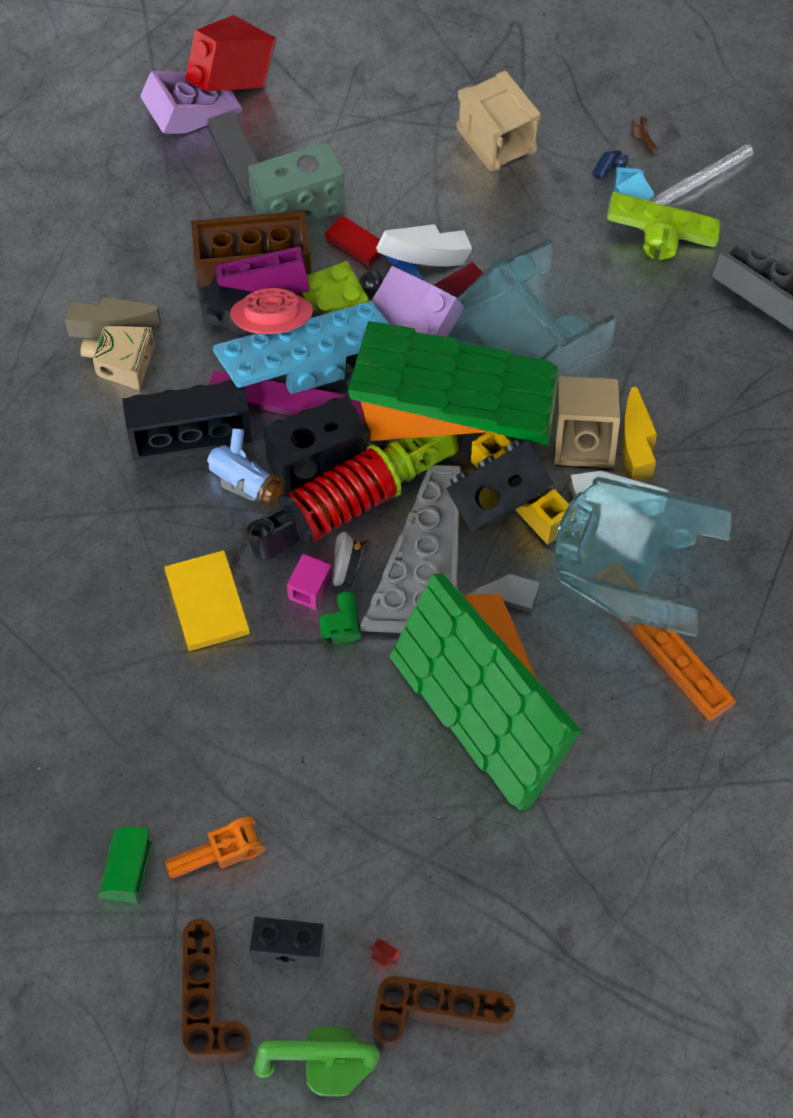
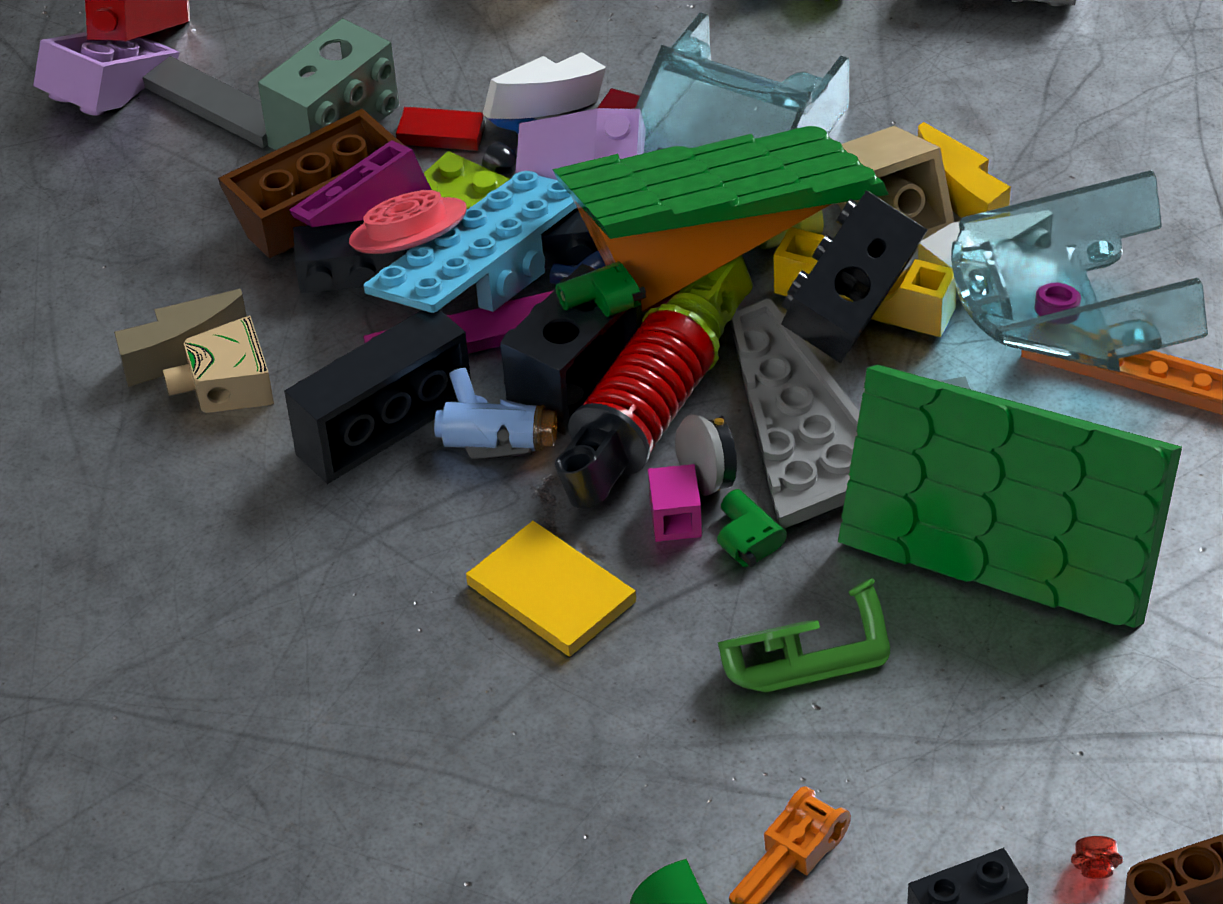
camera: 25 degrees left, 15 degrees down
(312, 708) = (812, 666): none -> bright green piece
(346, 422) = (608, 286): none -> green piece
(622, 563) = (1056, 298): none -> magenta tile

